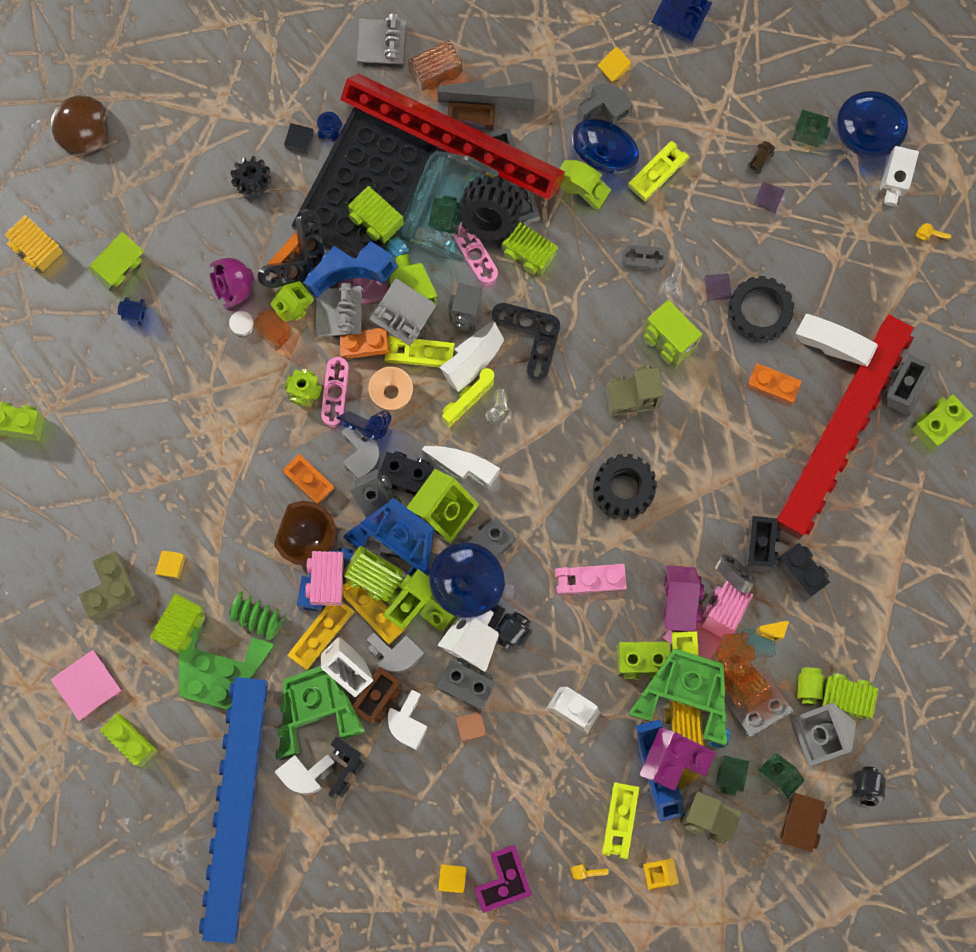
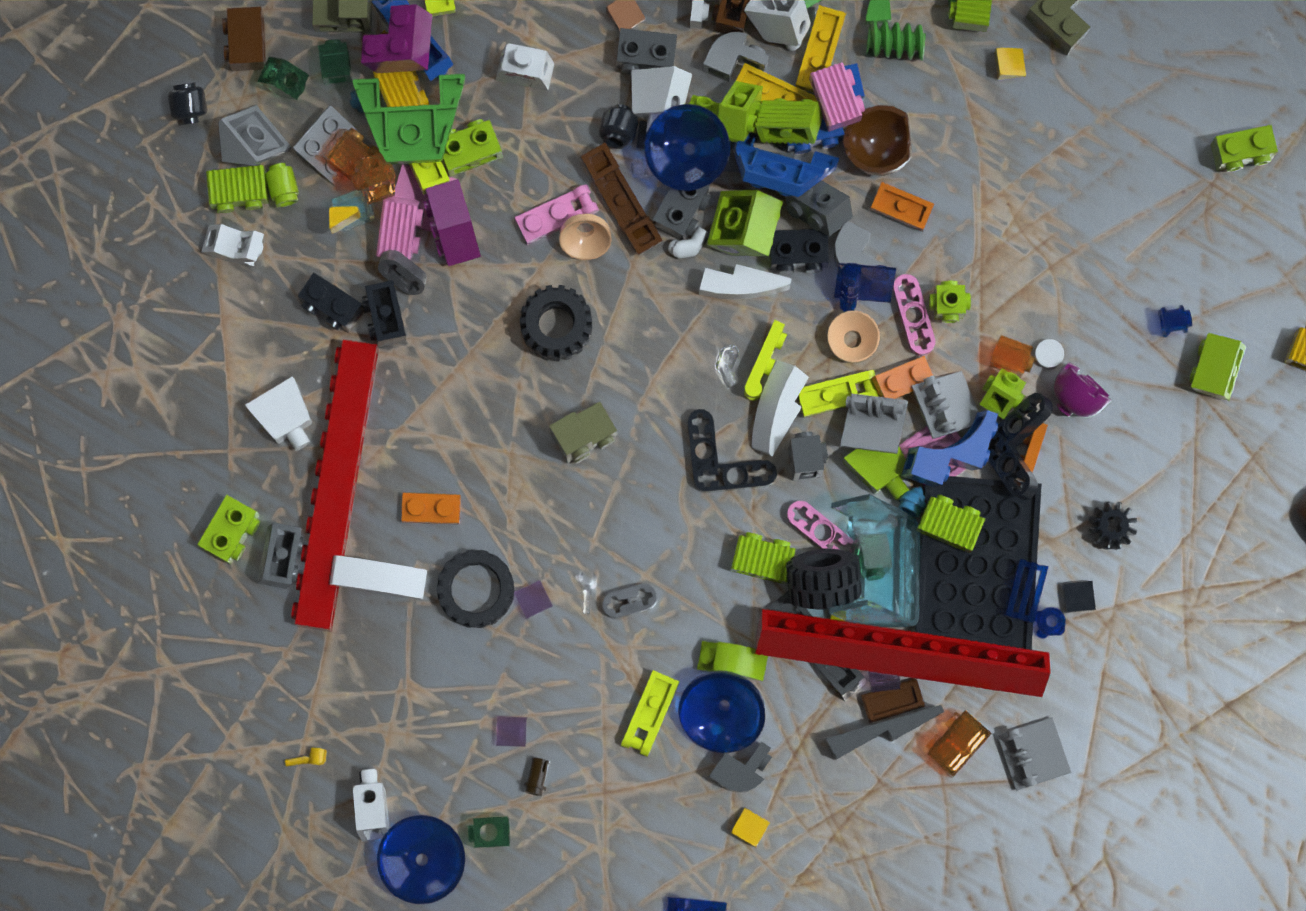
camera: 160 degrees right, 5 degrees up
(329, 146) = (1037, 595): none -> clear blue tile
(492, 511) = (689, 247): none -> white arm
(533, 568) = (620, 199): none -> reddish brown slope
(575, 548) = (585, 244): none -> light nougat piece
(671, 333) = (566, 512): lime brick -> none
(868, 649) = (233, 245): none -> white brick
(870, 497) = (283, 413): none -> white torso

